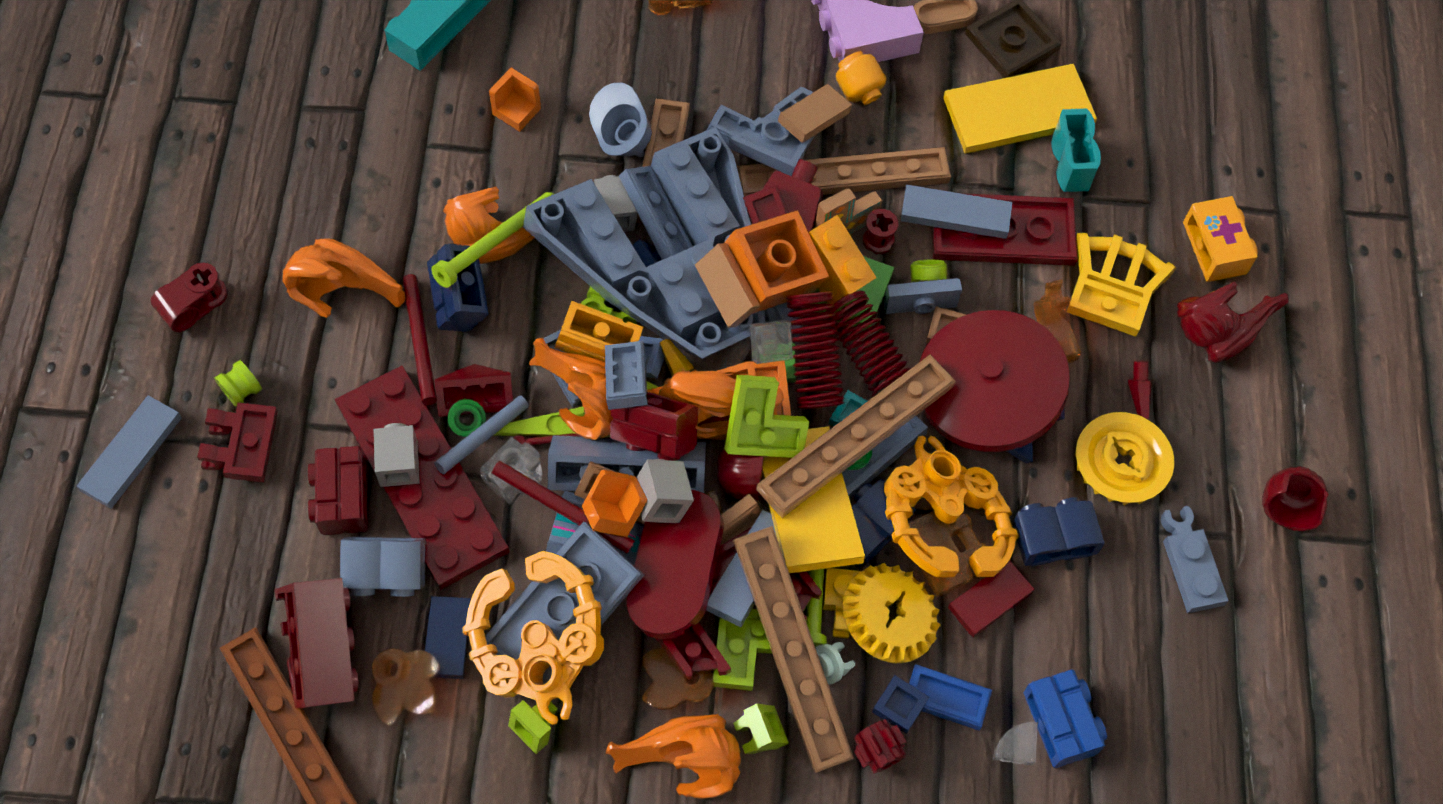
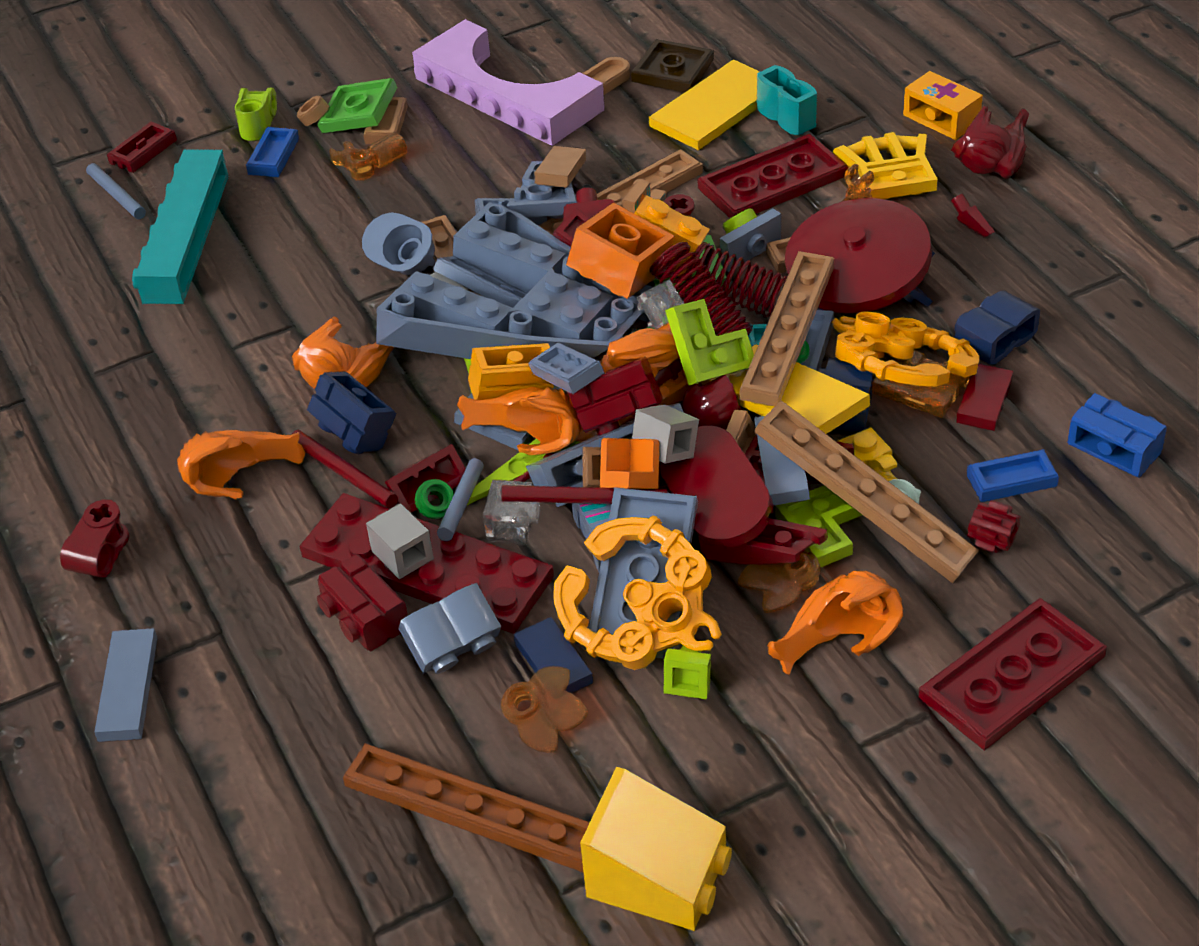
camera: 25 degrees left, 20 degrees down
(238, 383) = (197, 577): lime wheel -> none
(249, 442) = (245, 619): dark red plate -> none
(318, 642) = (438, 707): dark red wedge -> none
(446, 272) = (341, 386): lime bar -> none
(515, 99) = (291, 274): orange panel -> none
(727, 285) = (596, 280): medium nougat tile -> none
(765, 728) = (889, 566): lime tile -> none
(860, 78) = (576, 132): light orange head -> none
(867, 614) = (918, 440): yellow gear -> none
(900, 704) = (982, 486): dark blue tile -> none
(956, 211) = (729, 176): sand blue tile -> none
(1018, 744) = (1098, 475): clear tile -> none
(1128, 434) = (979, 256): yellow gear -> none
(1192, 563) = (1112, 299): sand blue plate -> none
(1295, 498) = (1151, 217): dark red hair -> none

